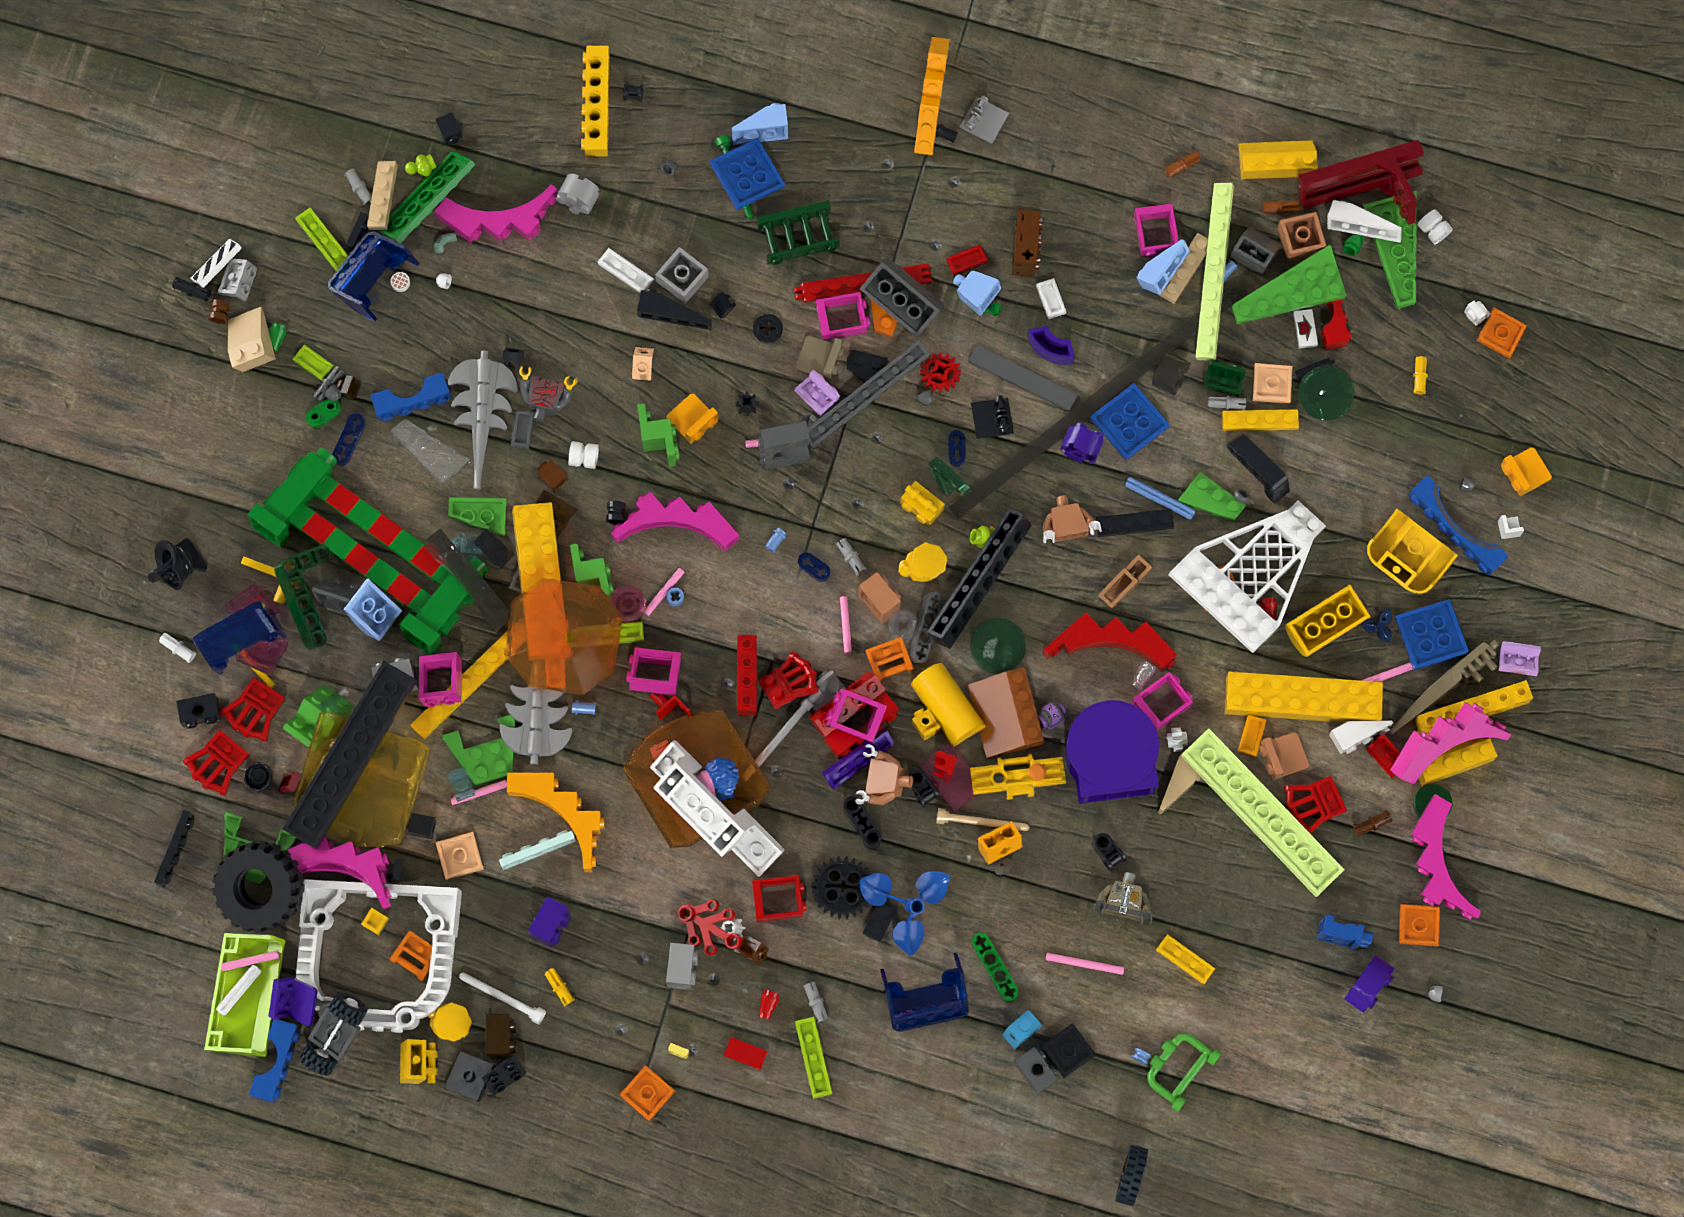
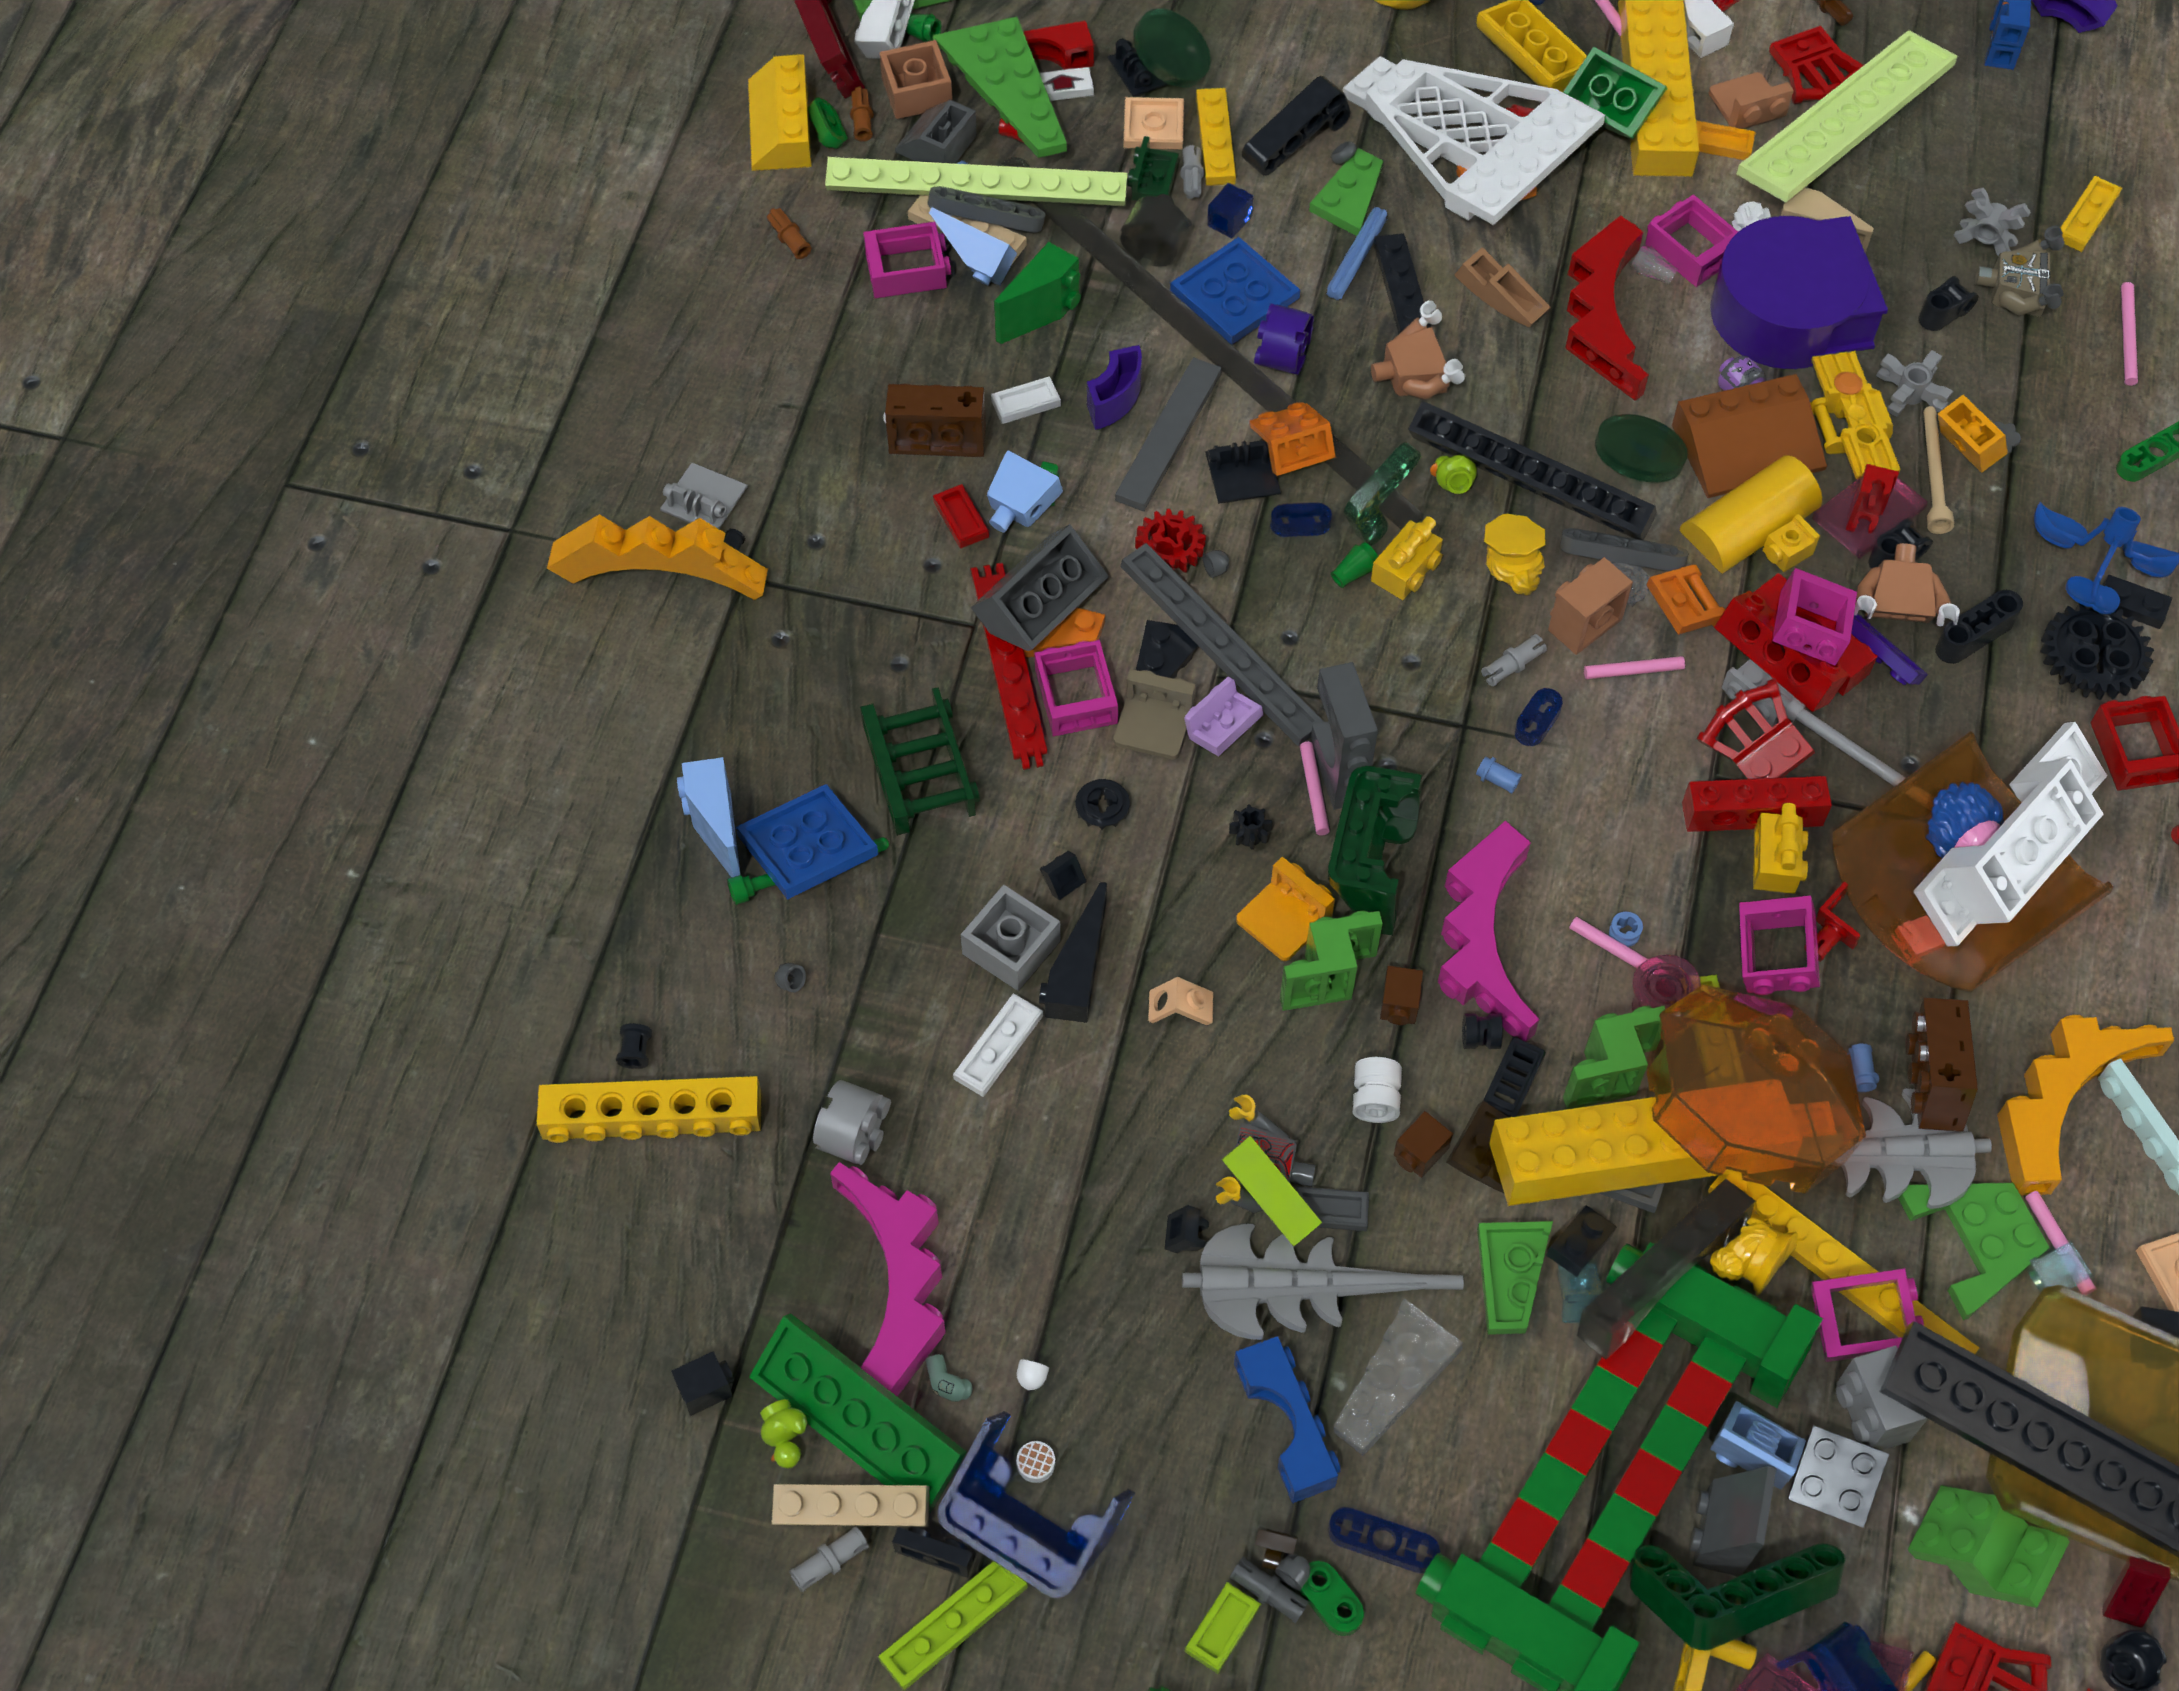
camera: 90 degrees left, 15 degrees down
(362, 656) = (1838, 1476): none -> hinge
(476, 629) = (1754, 1254): none -> yellow piece
(525, 394) = (1271, 1191): none -> lime tile
(574, 739) = (1942, 1064): none -> reddish brown piece
(597, 524) = (1523, 1058): none -> black slope
(638, 473) = (1401, 995): none -> reddish brown brick
(715, 683) = (1779, 851): none -> yellow brick
(721, 454) = (1376, 809): none -> dark green windscreen
(921, 474) = (1355, 564): none -> green cone
(1011, 444) = (1295, 437): none -> orange bracket
(1031, 807) = (1914, 383): none -> light grey pin
(1122, 304) = (1038, 294): none -> green slope
(1165, 885) = (1991, 222): none -> light grey pin
(1190, 276) = (986, 209): none -> dark grey beam
(1193, 423) = (1230, 210): none -> clear blue brick
(1269, 187) = (826, 123): none -> green plate
(1276, 659) = (1616, 91): none -> green slope

